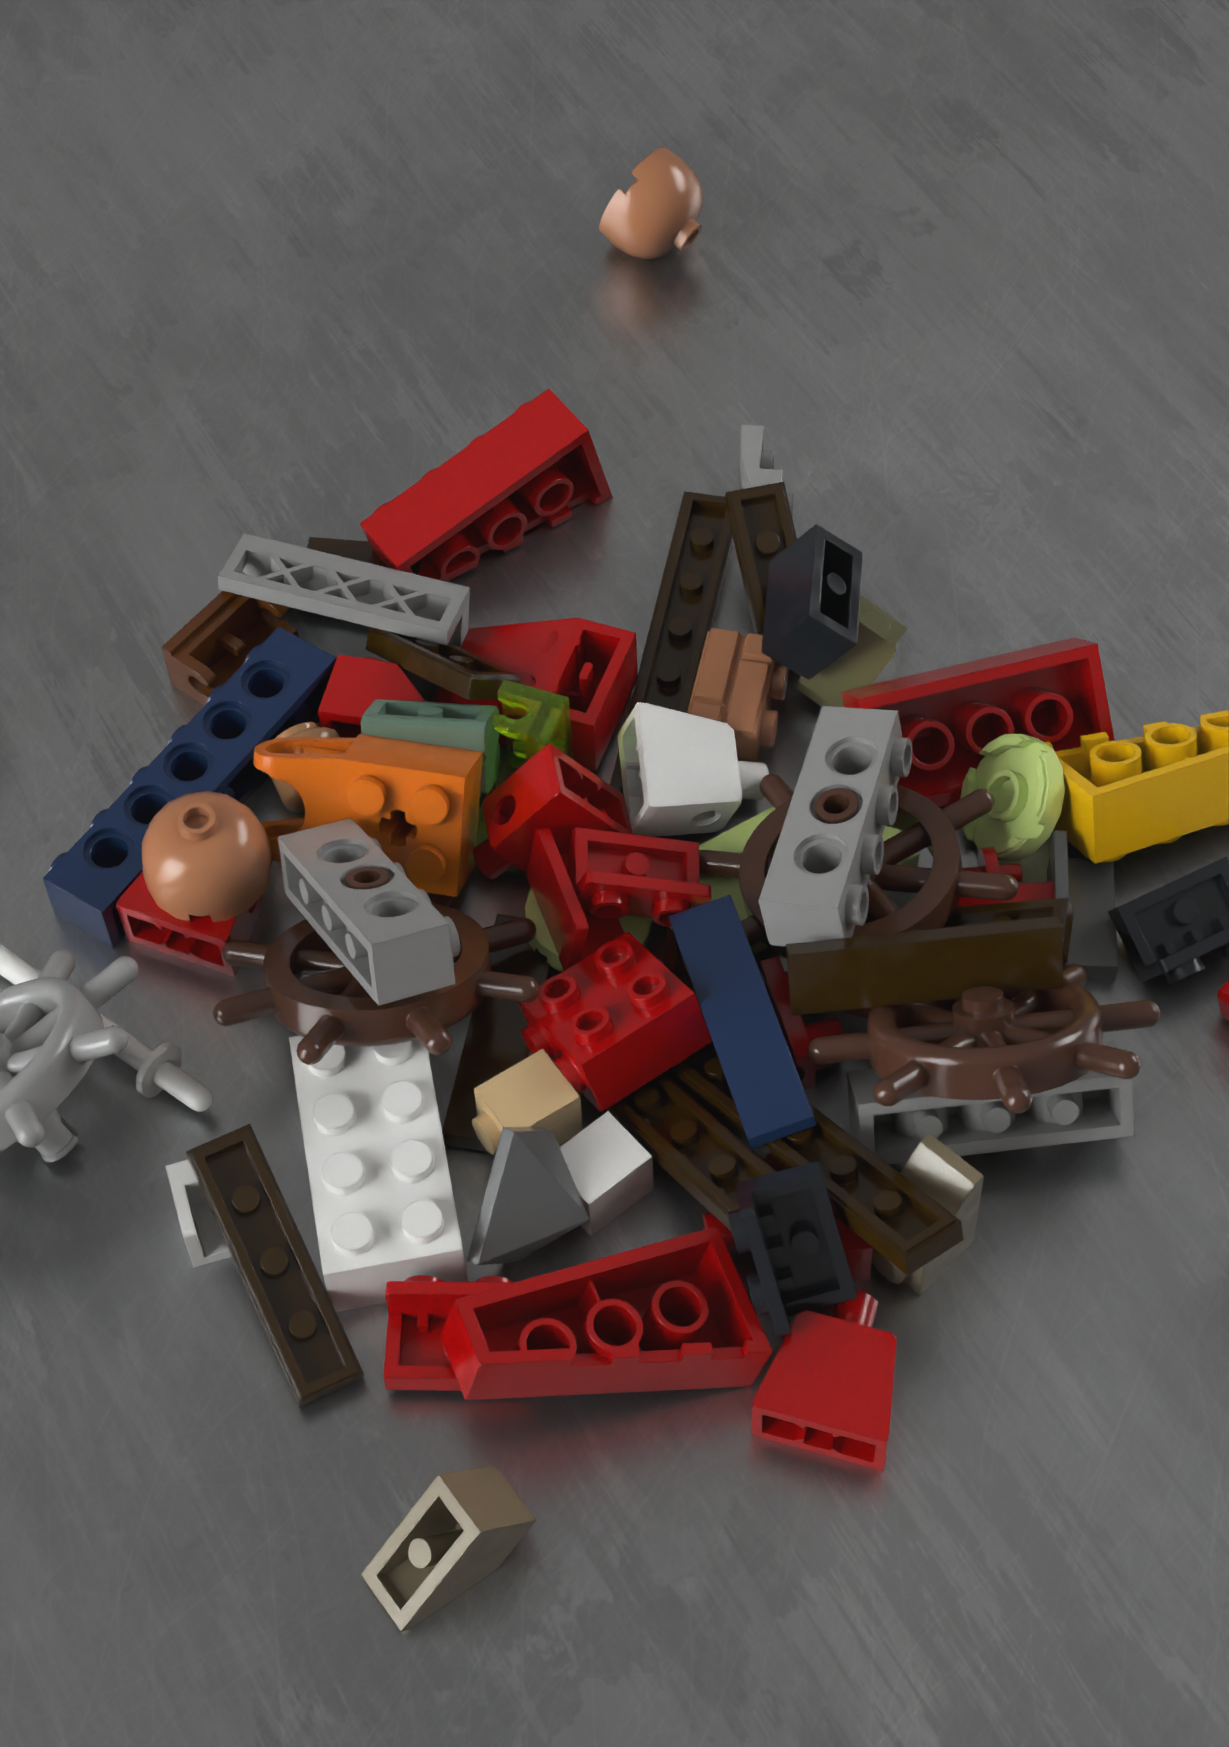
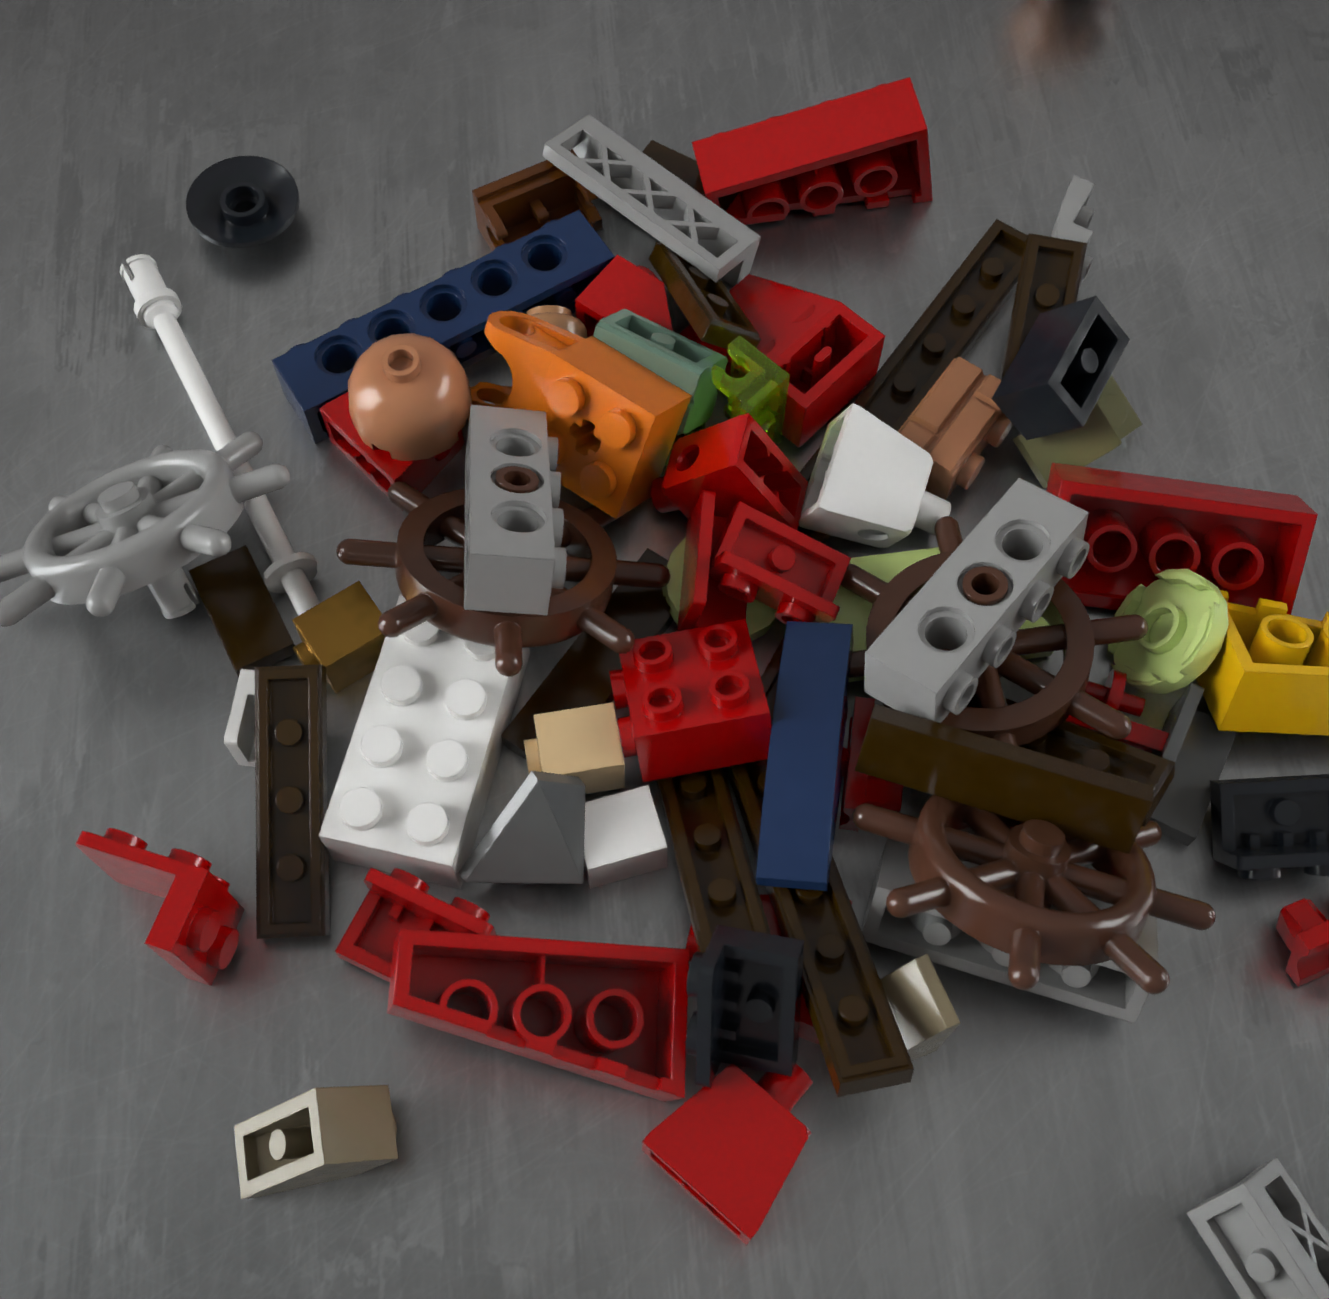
camera: 20 degrees right, 10 degrees up
(127, 1126) = (242, 611): none -> dark brown tile
(199, 1375) = (198, 916): none -> red bracket
(244, 1093) = (341, 636): none -> pearl gold brick

